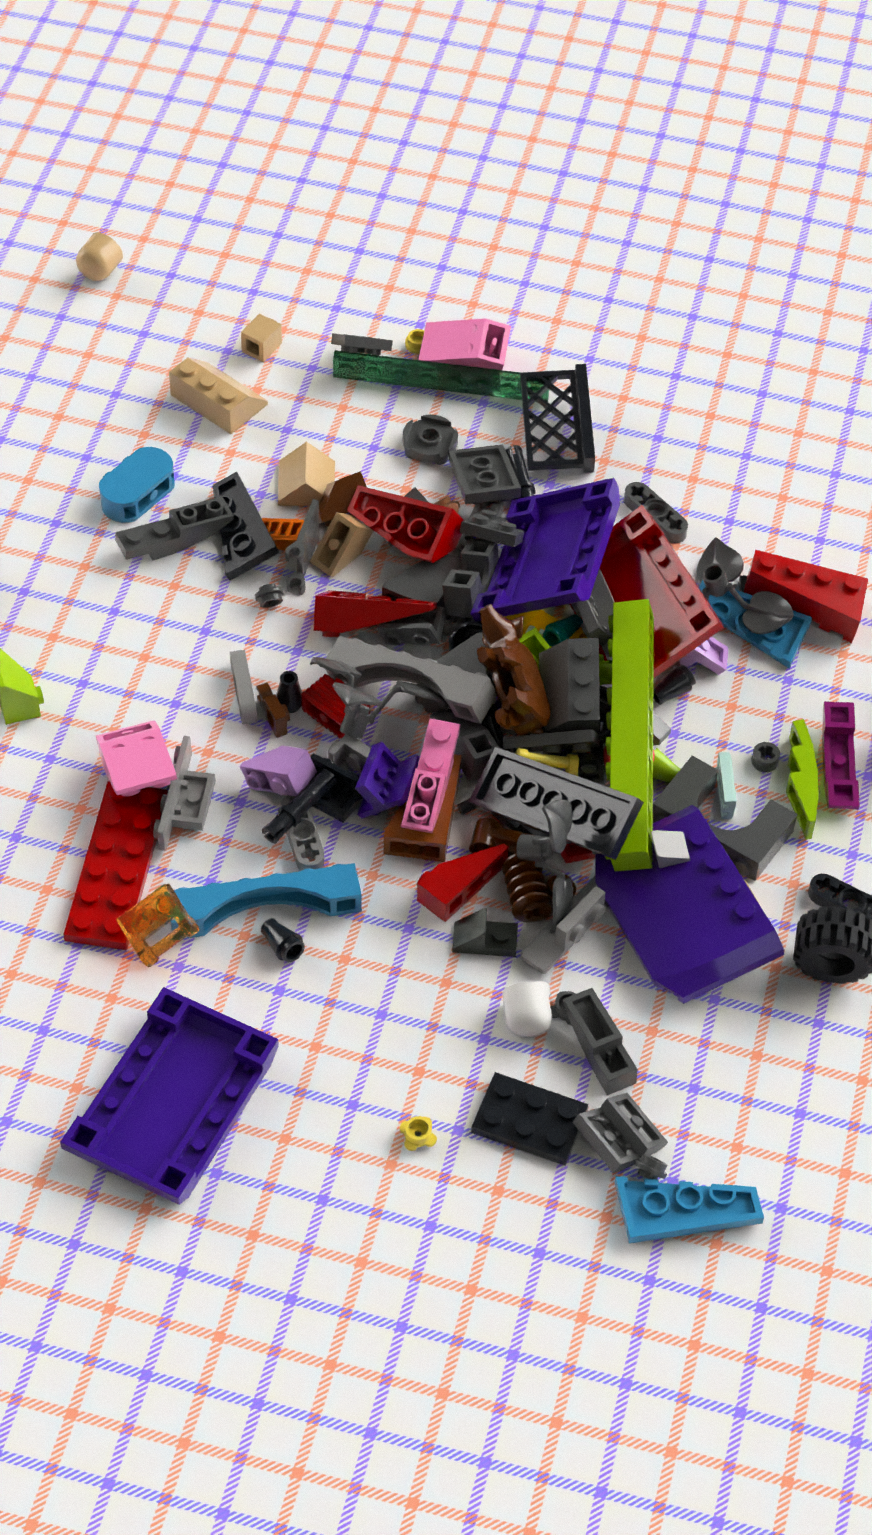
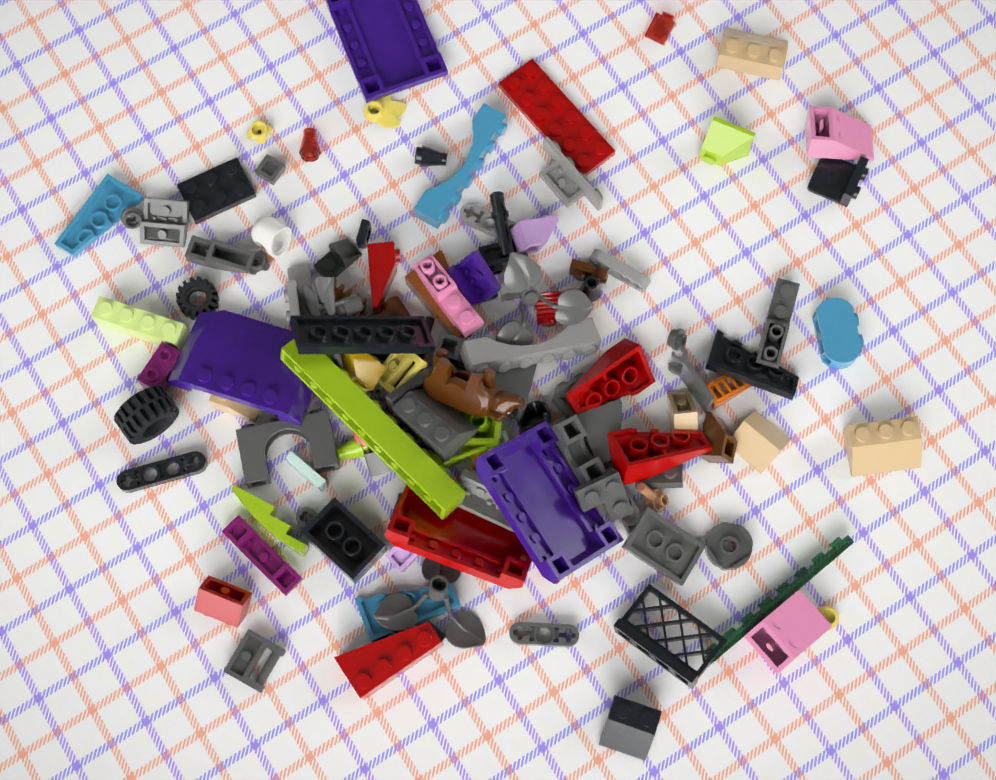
camera: 135 degrees right, 20 degrees up
(136, 758) = (606, 161): bright pink slope -> none
(152, 915) = (488, 94): clear orange plate -> none
(261, 337) = (913, 514): tan brick -> none
(272, 1022) = (387, 110): none -> light yellow plate
(361, 344) = (842, 564): dark grey plate -> none
(384, 1064) = (309, 146): none -> clear red cone
(434, 929) = (364, 234): none -> black tile
(452, 1080) = (270, 169): none -> dark grey plate
(519, 467) = (642, 571): black pin -> none
(658, 404) = (630, 727): none -> slope
(666, 1010) = (193, 286): none -> black tyre
(670, 847) = (279, 373): slope -> none
(753, 699) = (344, 540): none -> black brick
(753, 1051) = (139, 323): none -> yellowish green brick
(774, 989) = (159, 367): none -> magenta brick

